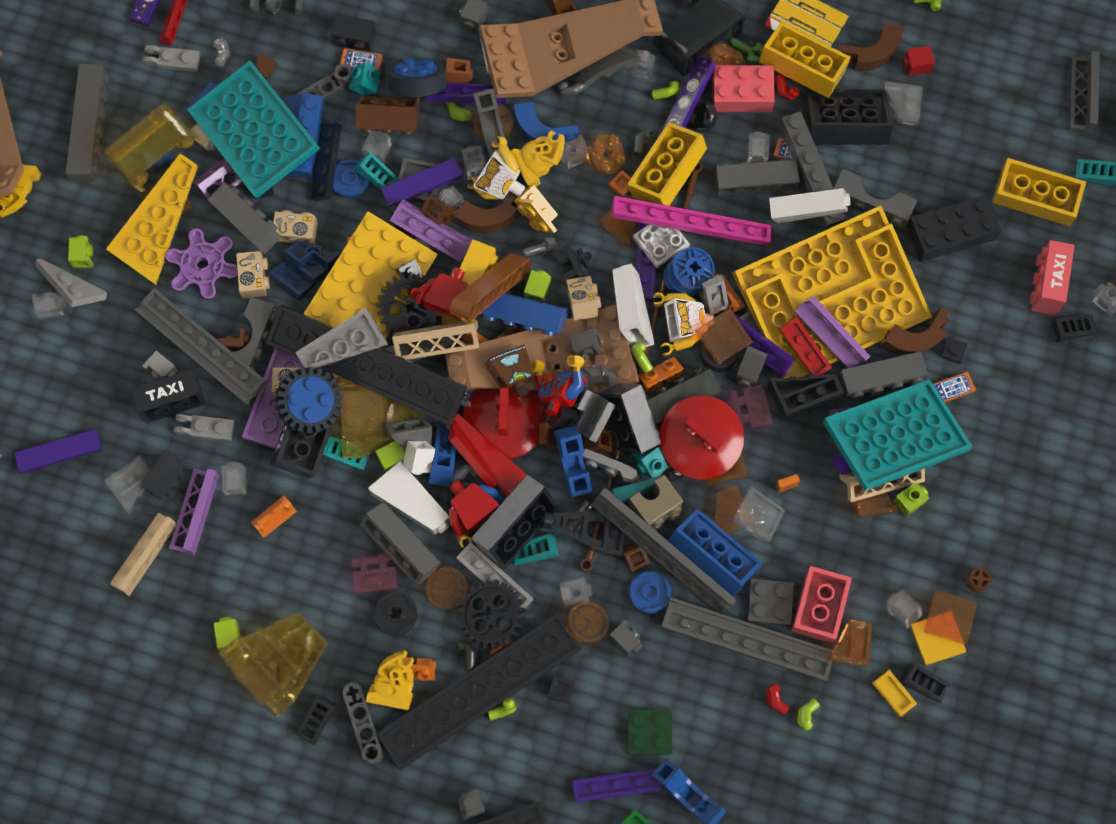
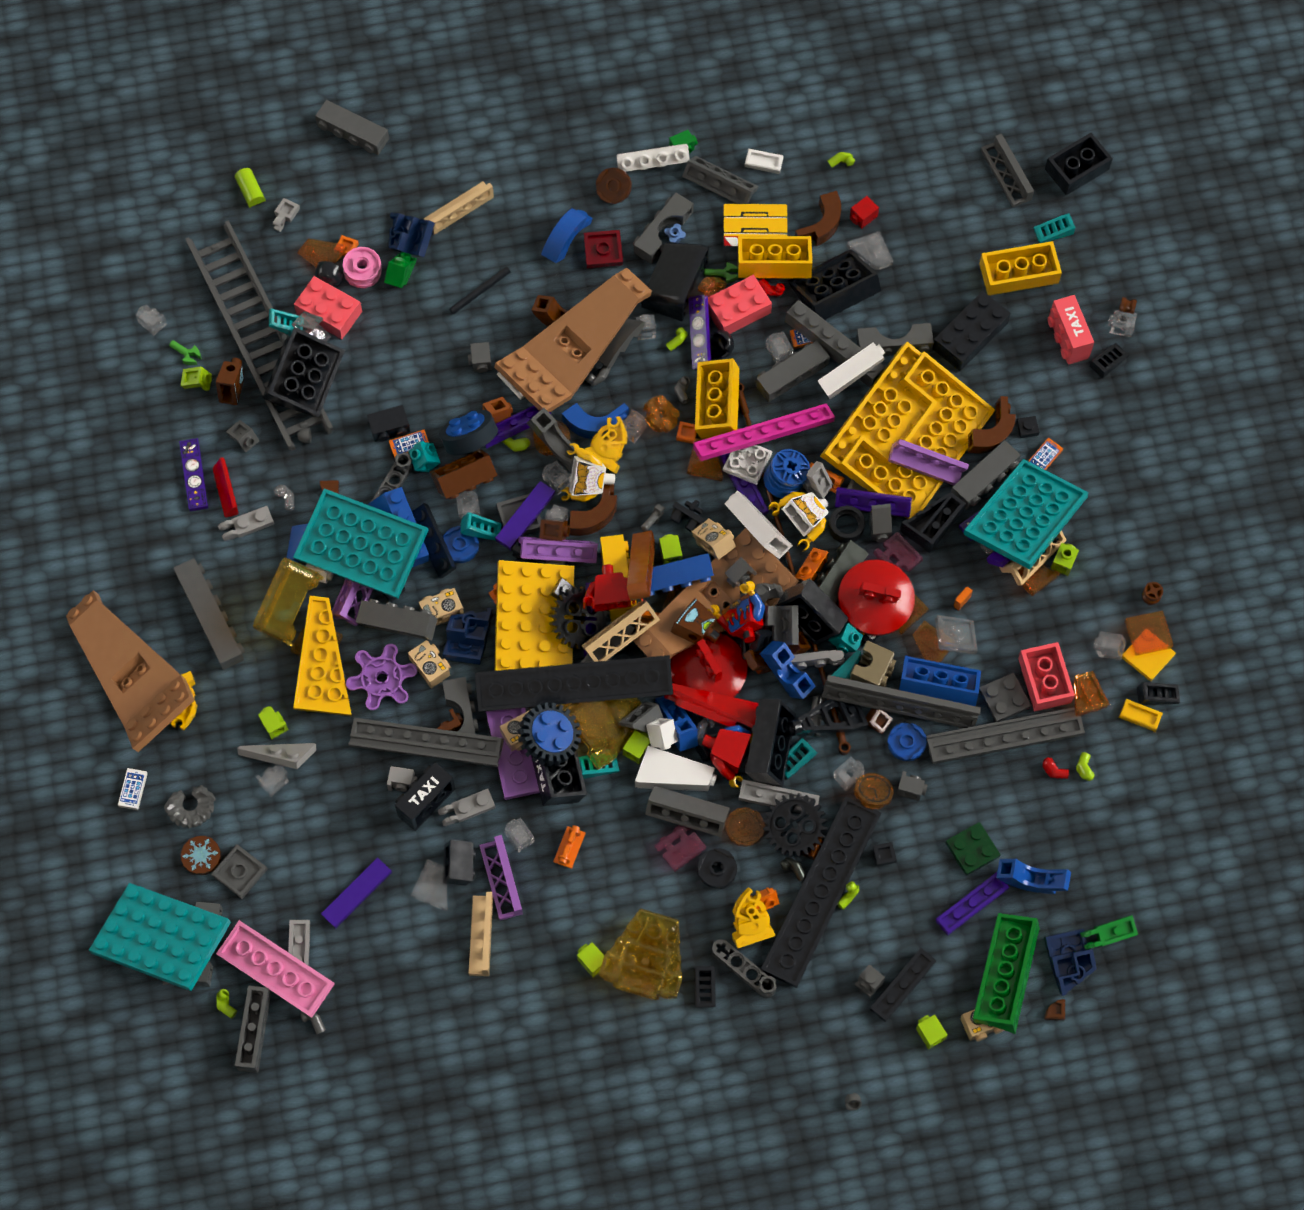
camera: 30 degrees left, 5 degrees down
(346, 340) = (551, 668): light grey wing -> none
(536, 209) = (634, 489): yellow bracket -> none
(638, 352) = (784, 557): lime arm -> none
(723, 336) = (845, 509): clear orange tile -> none
(804, 347) = (913, 484): red plate -> none

